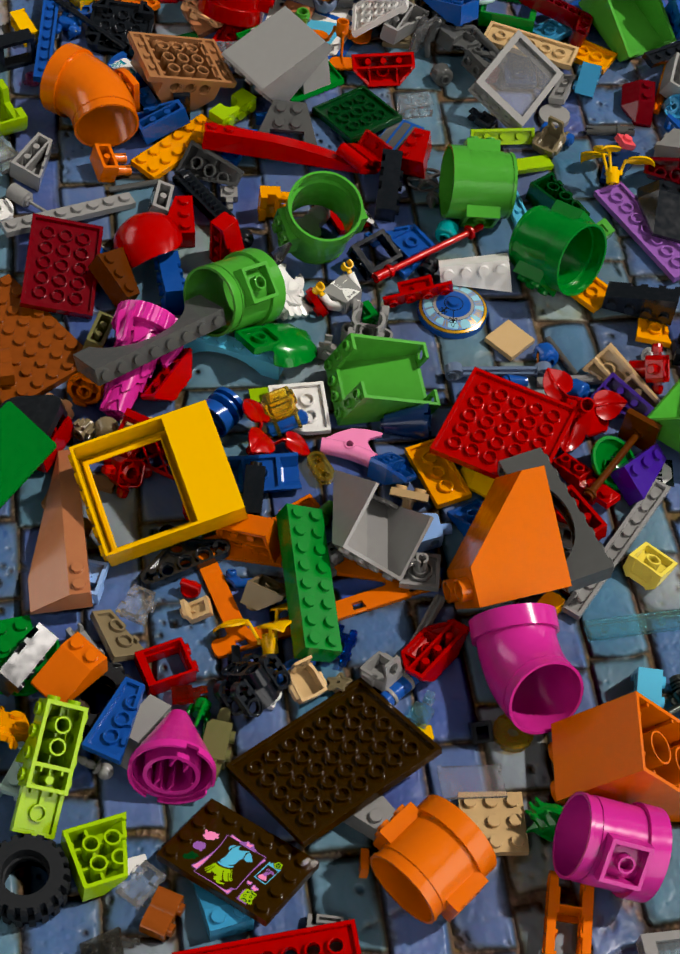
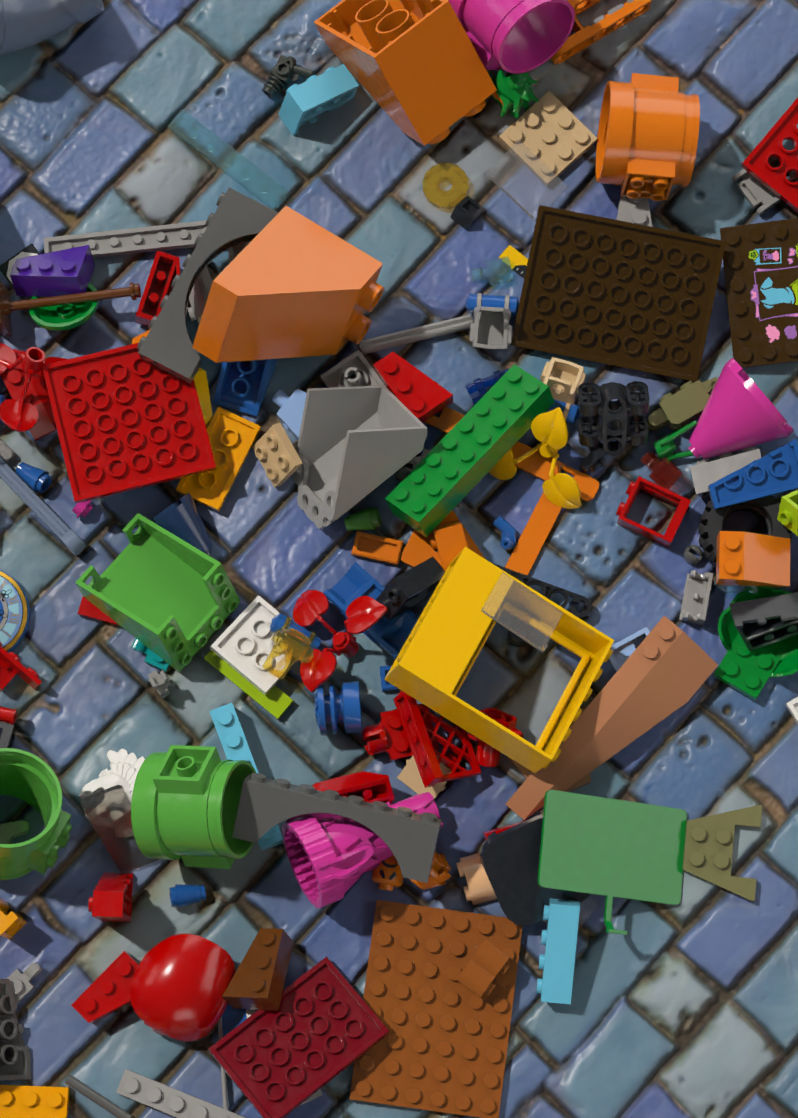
camera: 120 degrees left, 25 degrees up
(83, 429) = (475, 823): dark tan gear -> none
(99, 331) = (357, 912): olive brick -> none
(105, 425) = (456, 800): dark tan head -> none
(115, 638) = (664, 578): dark tan wing -> none
(137, 605) = (619, 591): clear cylinder -> none
(161, 197) = (105, 1037): light grey brick -> none
(171, 282) = (219, 908): blue wedge -> none
(173, 507) = (522, 612): none -> clear piece
(189, 588) = (554, 565): red plate -> none
(196, 610) = (573, 538): tan bracket -> none
(205, 200) = (60, 980): black gear -> none
(262, 592) = (501, 492): dark tan slope -> none
(290, 344) = (200, 717): green animal -> none
(319, 307) = (97, 756): red plate -> none
(321, 469) = (312, 569): clear yellow plate -> none
(338, 683) = (532, 365): dark tan plate -> none
(341, 292) = (64, 734): torso -> none
(351, 445) = (249, 562): bright pink pin -> none
(358, 327) = (74, 657): light grey piece -> none
(364, 862) = (679, 204): orange tile -> none
(369, 313) = (69, 683): green bracket -> none
(385, 593) = (412, 387): none -> red wedge
(390, 469) = (261, 492): blue wedge -> none
(434, 649) = (433, 303): red wedge -> none
(526, 665) = (389, 200): dark pink cylinder -> none
(581, 477) = (108, 314): red slope -> none
(648, 566) = (158, 192): light yellow slope -> none

